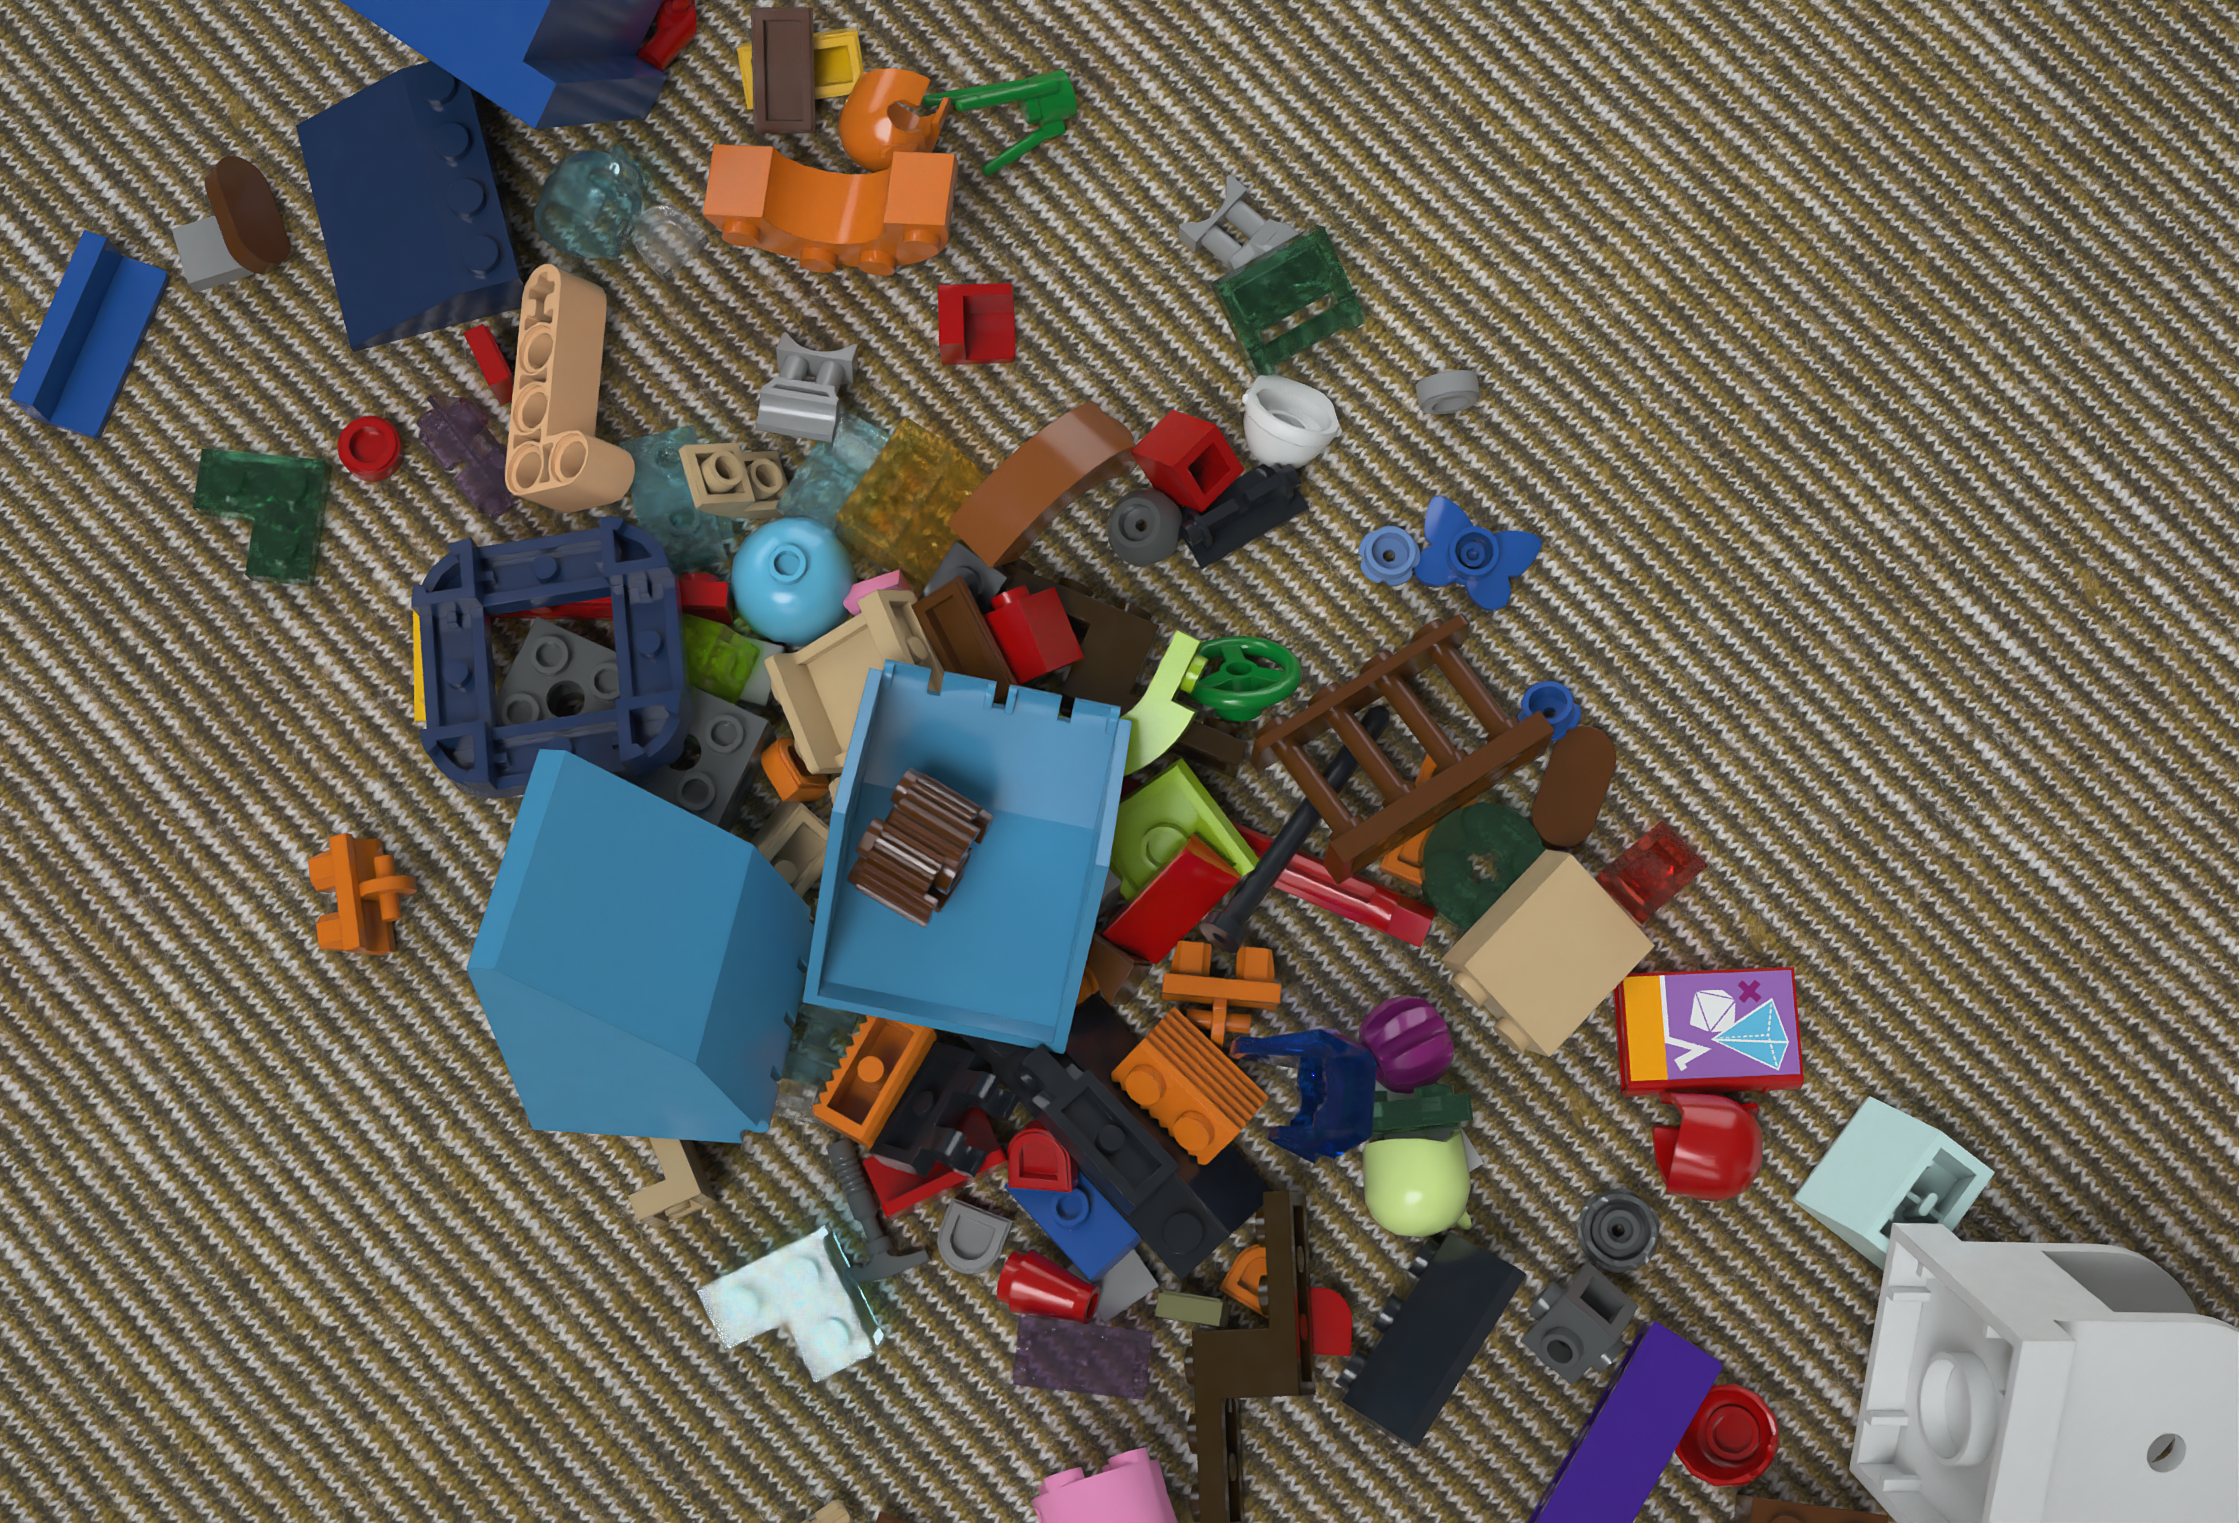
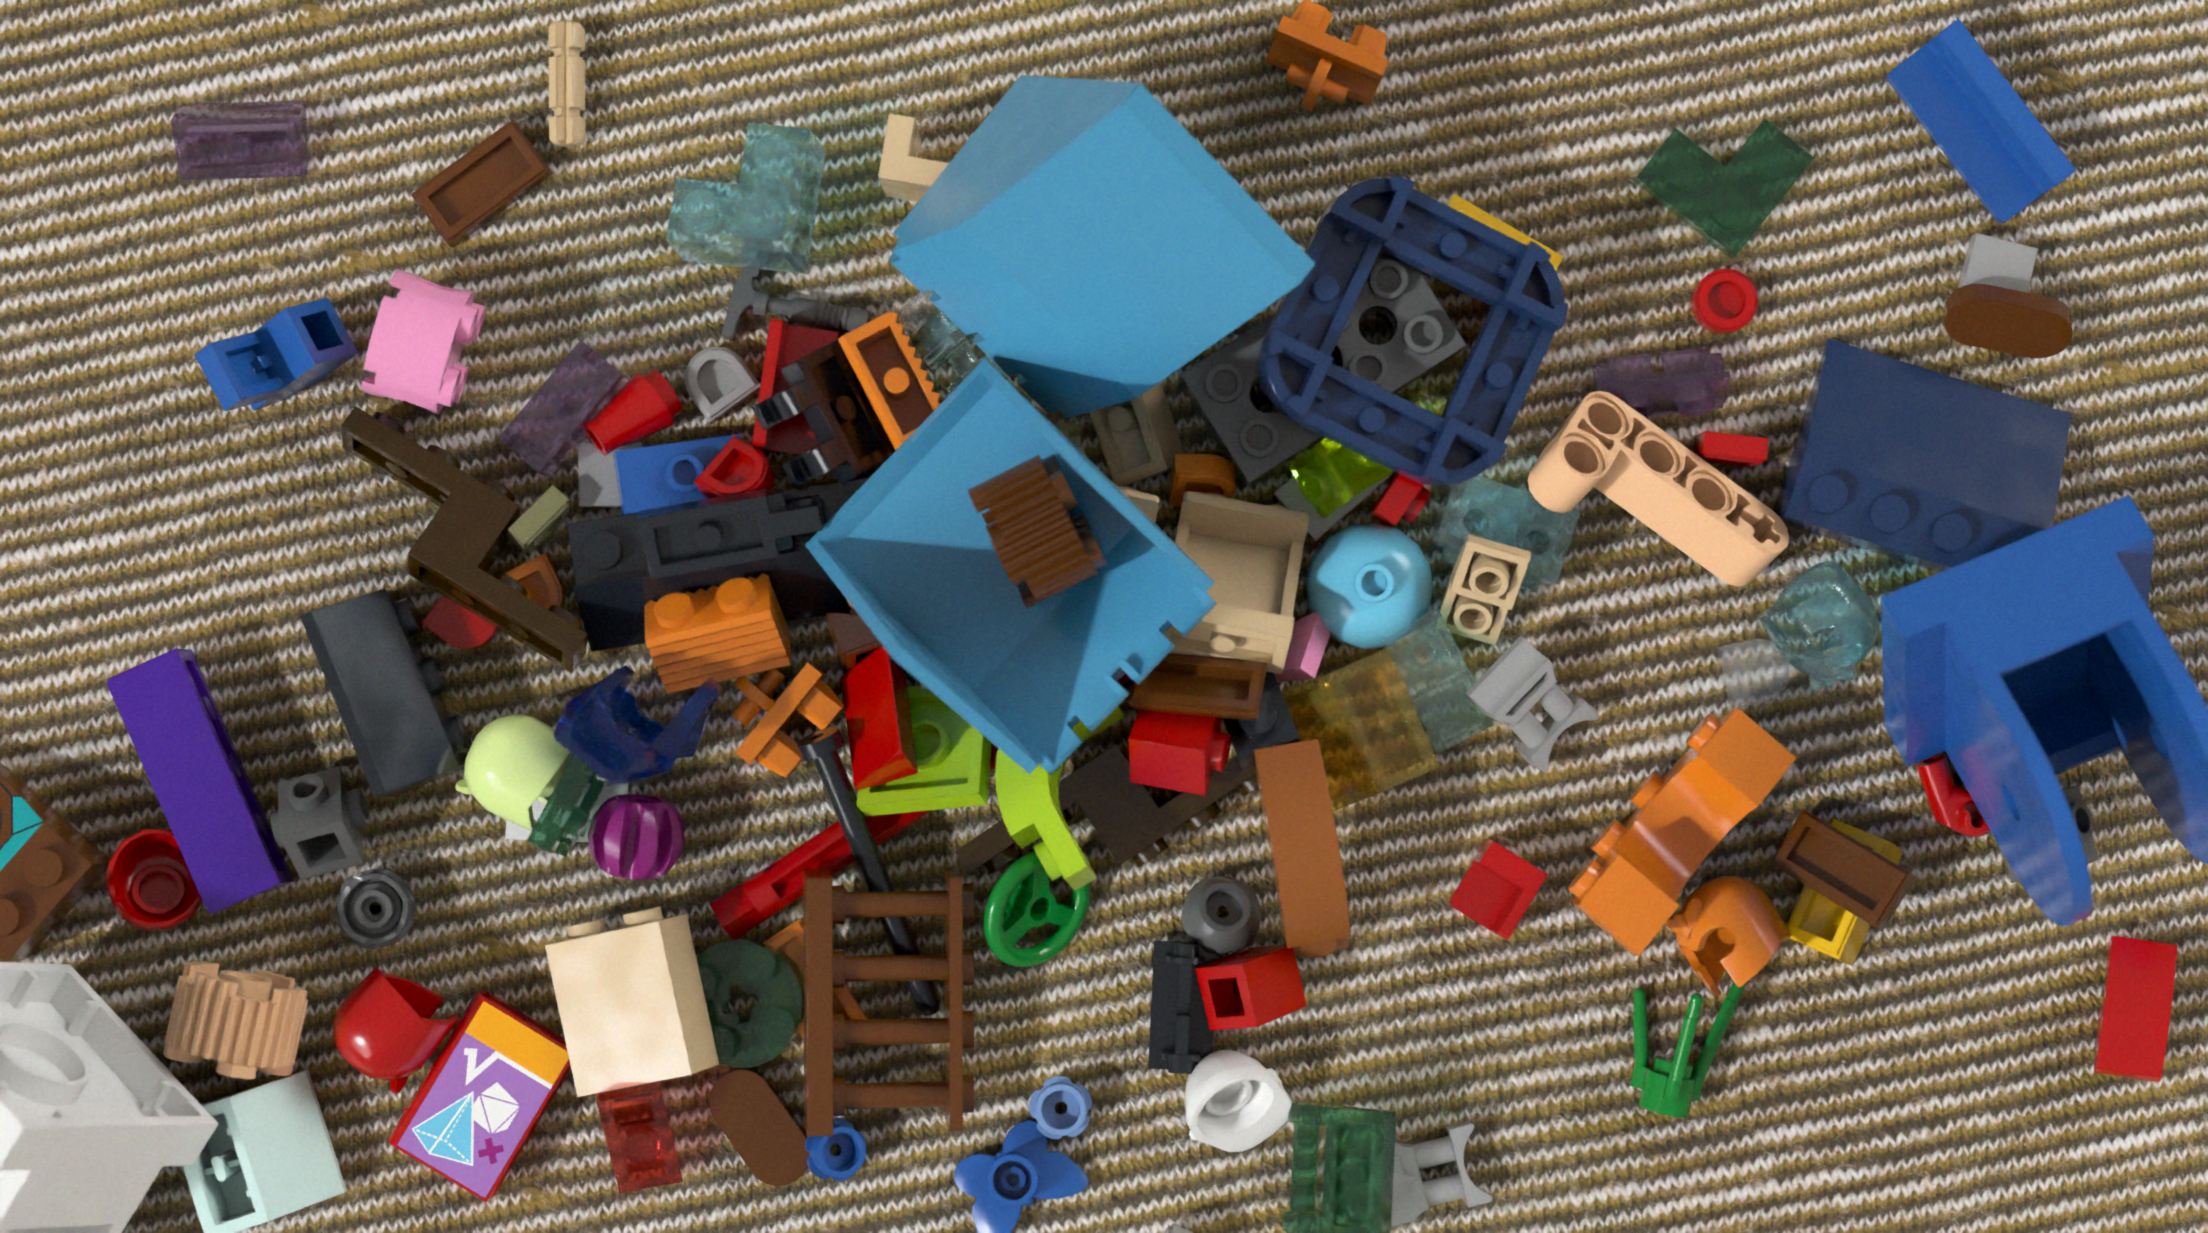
camera: 125 degrees right, 10 degrees up
(1795, 1280) = (236, 1019): none -> light nougat brick

